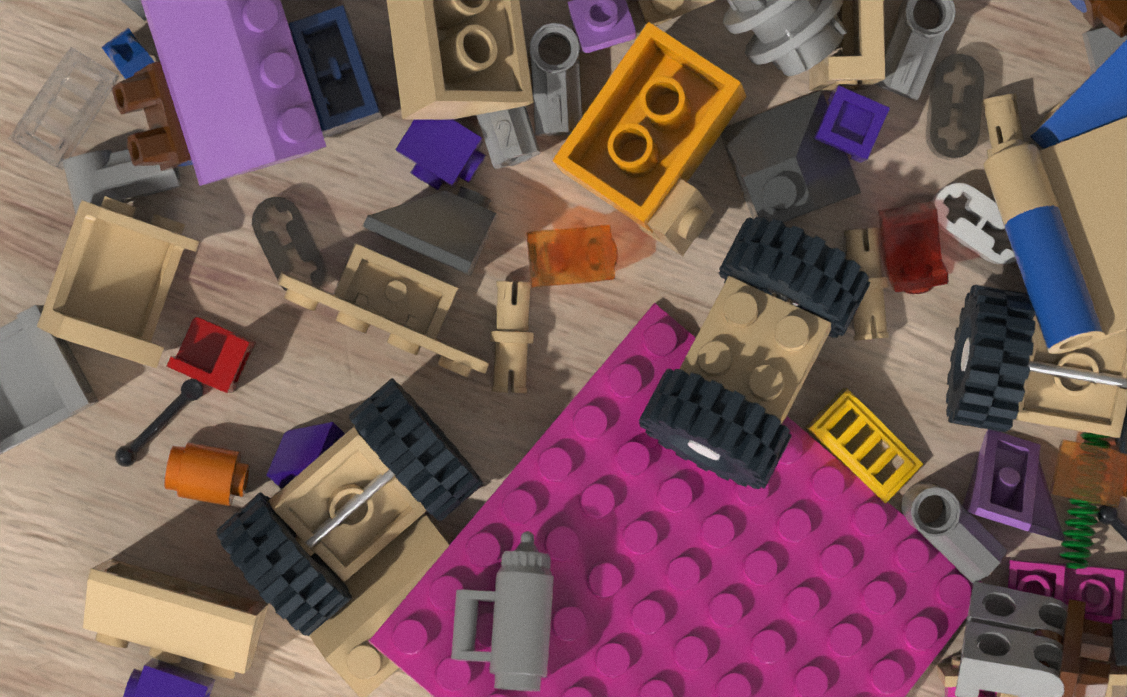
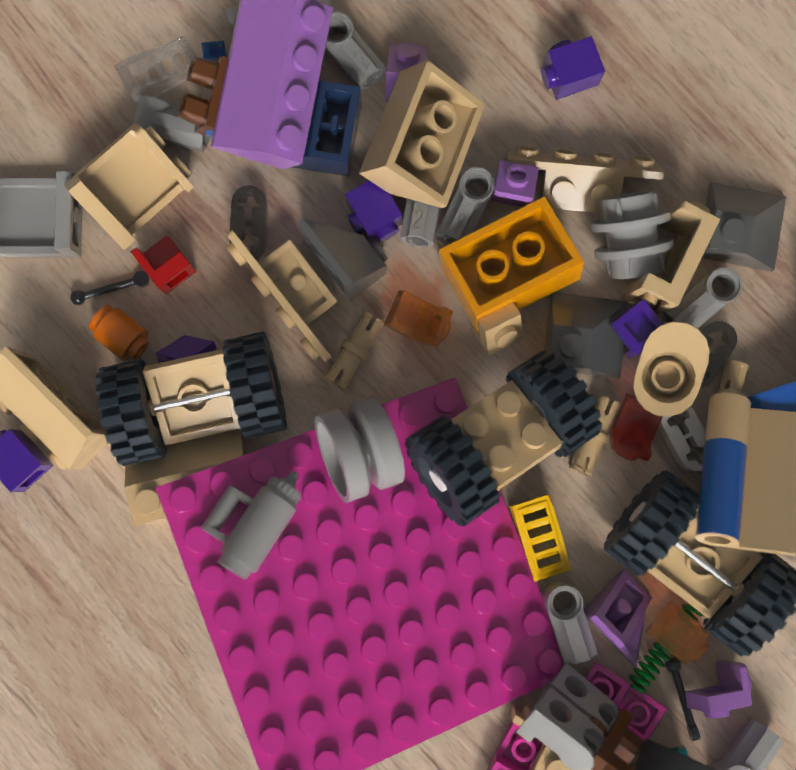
camera: 25 degrees right, 5 degrees down
(590, 463) = (359, 449): none -> light grey wheel
(917, 156) = (671, 369): none -> tan piece

